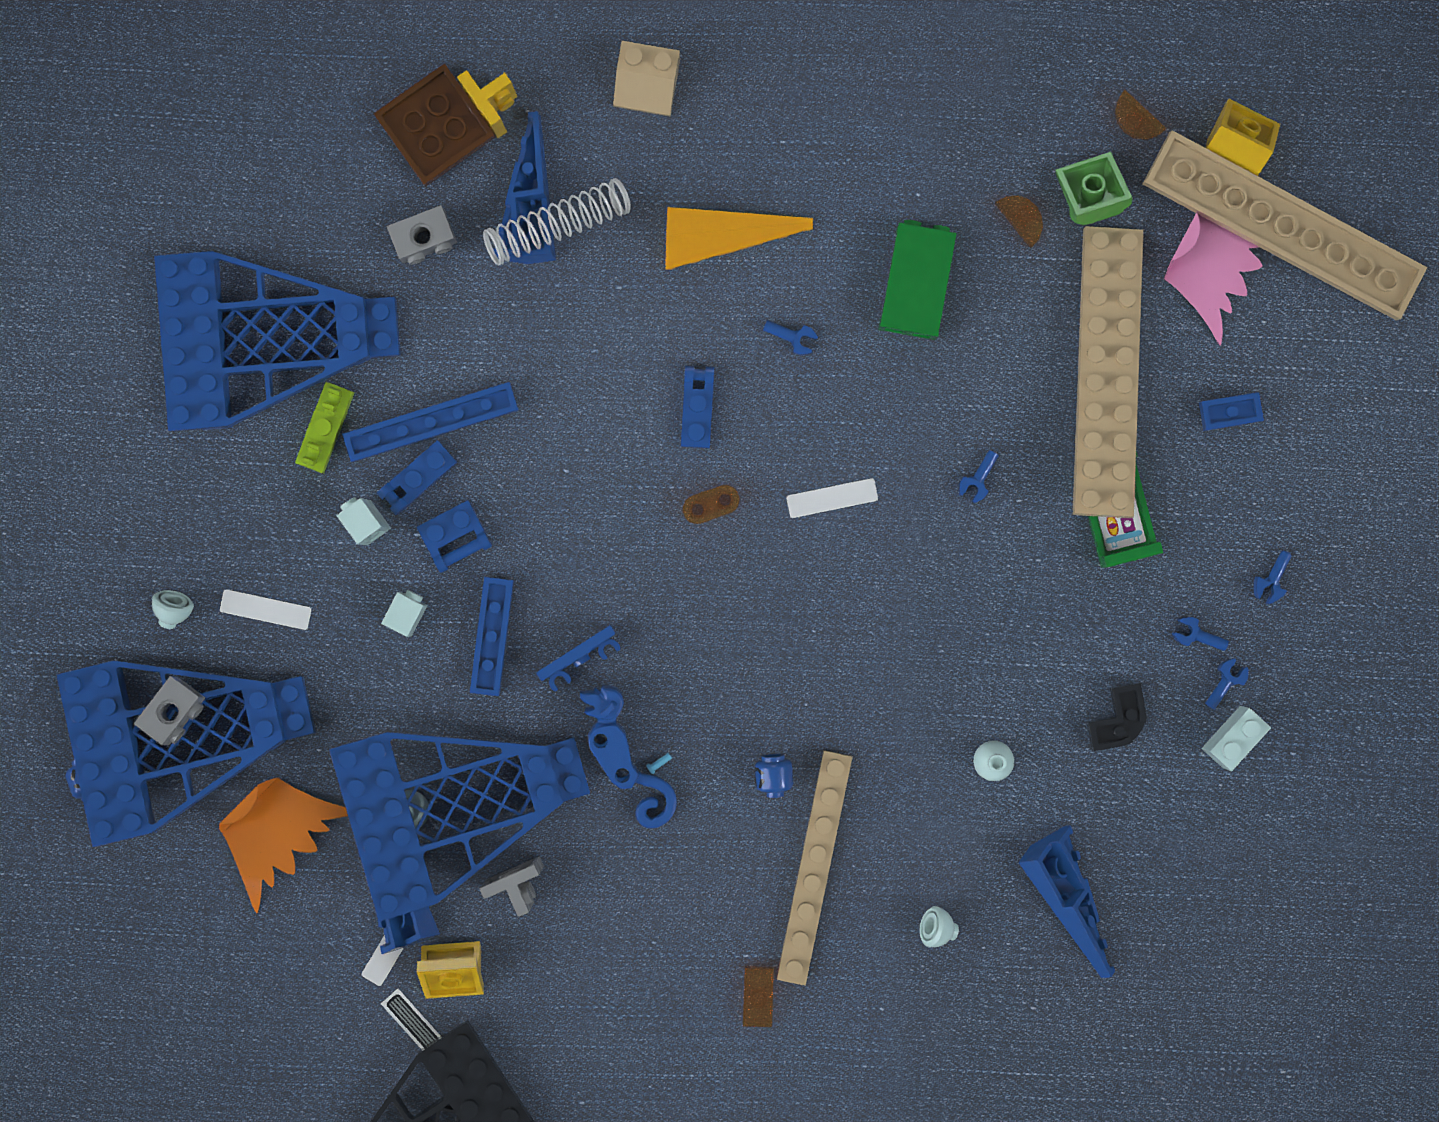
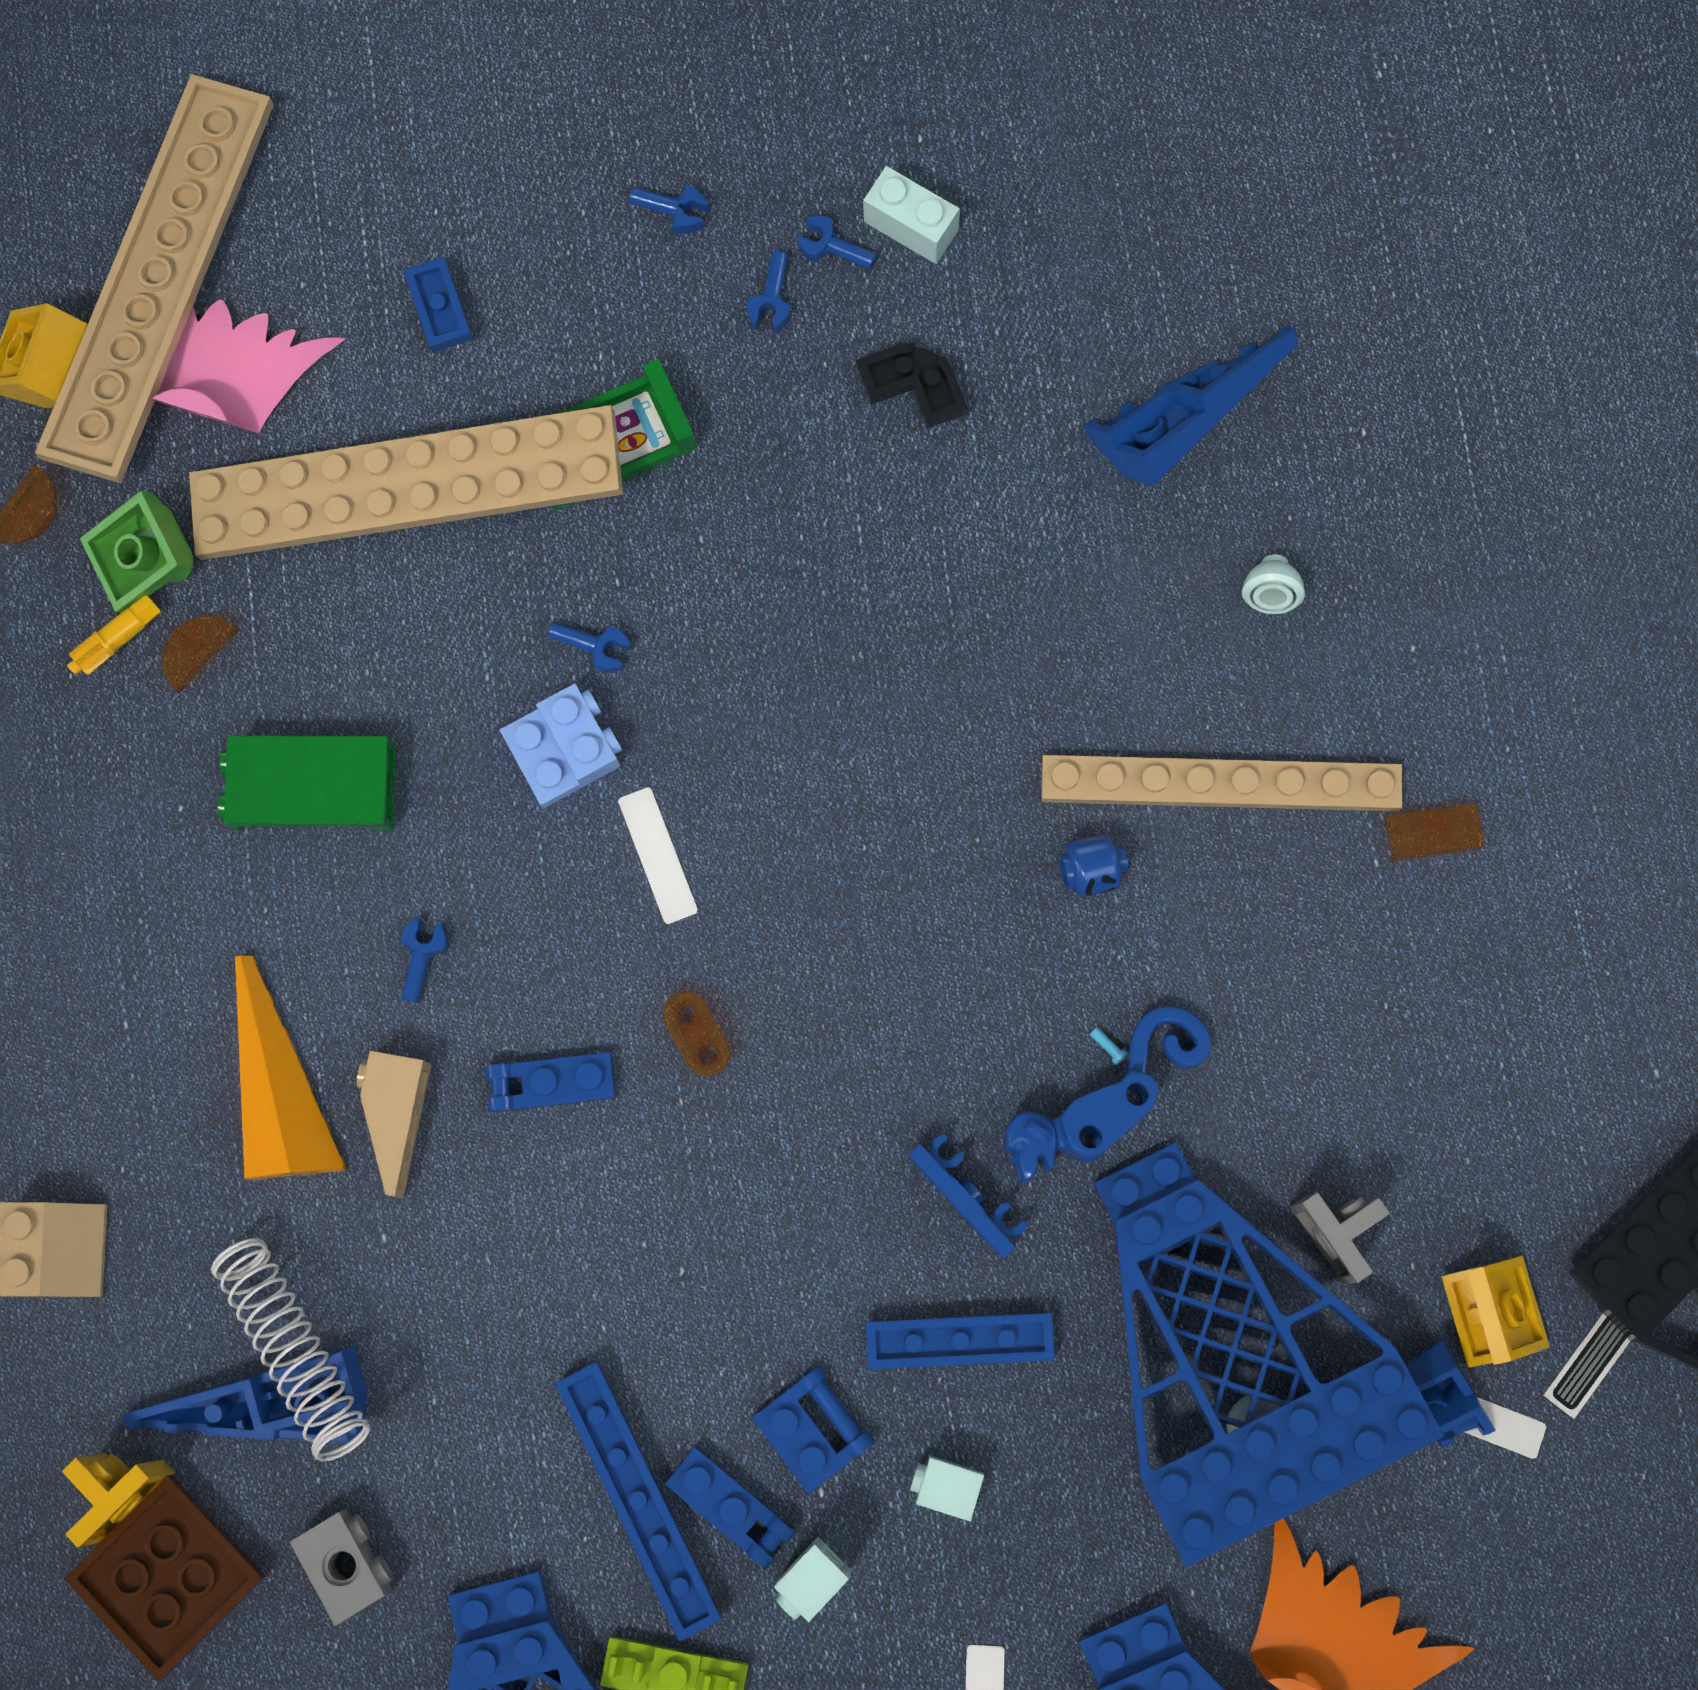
camera: 95 degrees left, 10 degrees down
(699, 305) = (393, 1107): none -> tan slope
(914, 447) = (562, 745): none -> light blue plate
(993, 760) = (1009, 550): light aqua brick -> none
(1040, 166) = (112, 636): none -> yellow piece

